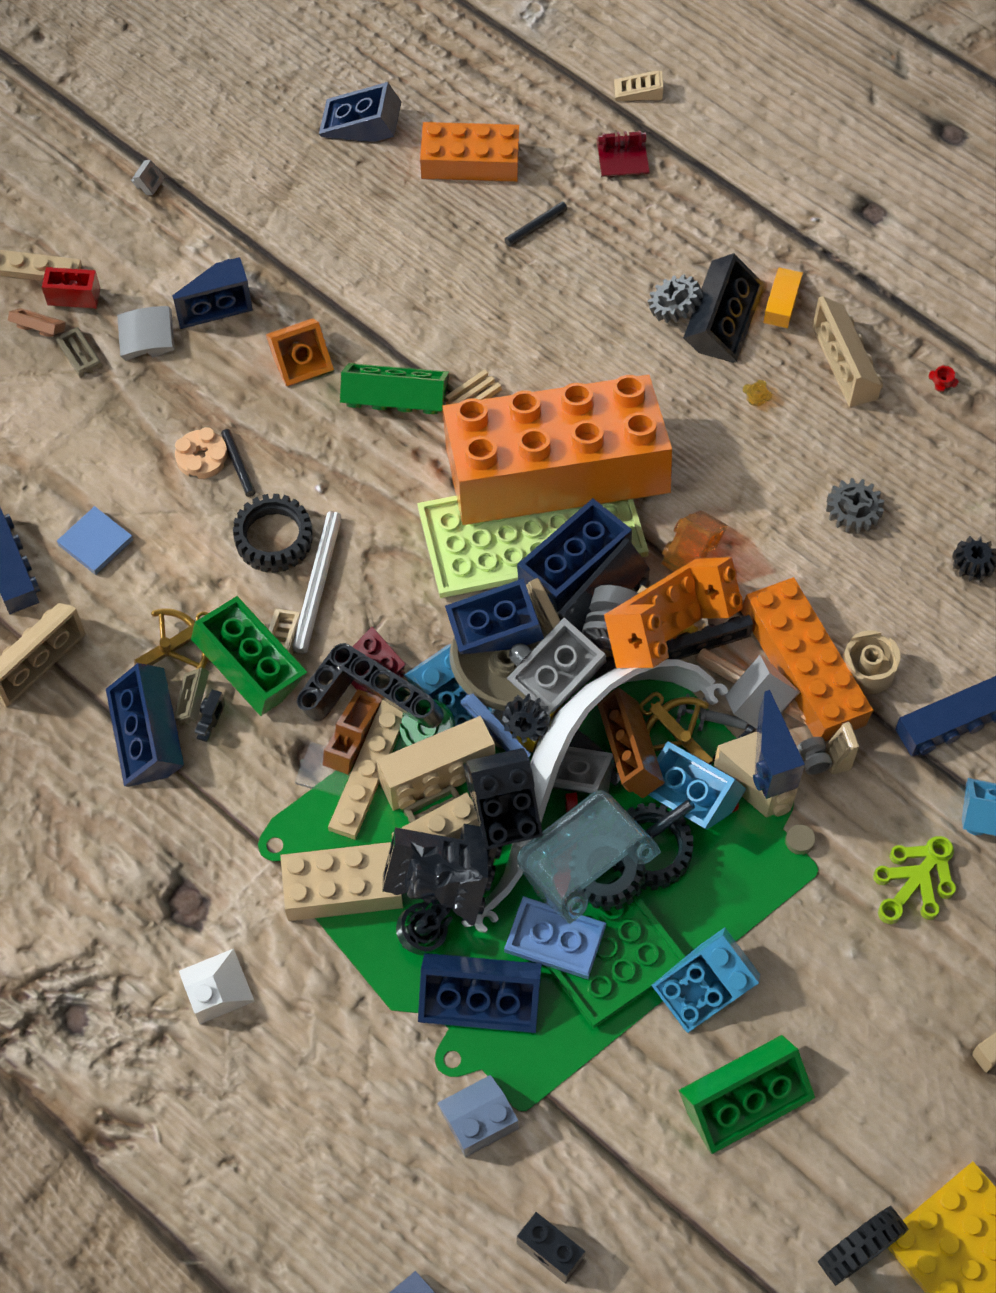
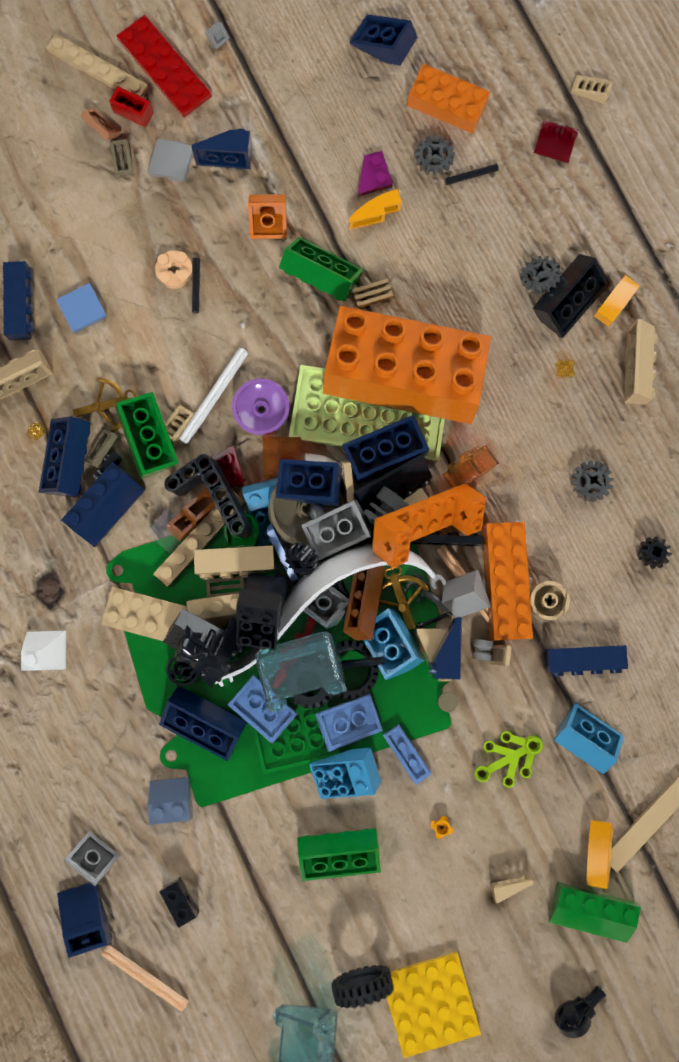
camera: 20 degrees right, 20 degrees up
(91, 707) = (35, 430): none -> clear yellow plate
(93, 234) = (164, 66): none -> red plate
(222, 765) = (103, 505): none -> dark blue slope
(267, 506) = (188, 329): black tyre -> none
(387, 555) = (260, 394): none -> medium lavender dish
(398, 1239) = (92, 858): none -> light grey slope
(415, 263) = (374, 174): none -> magenta wing
(431, 618) = (279, 448): none -> clear orange brick
(435, 298) = (375, 210): none -> light orange slope
(481, 216) = (434, 153): none -> dark grey gear
(680, 912) = (348, 722): none -> medium blue tile
(777, 927) = (407, 754): none -> medium blue tile
(869, 994) = (440, 833): none -> light orange plate

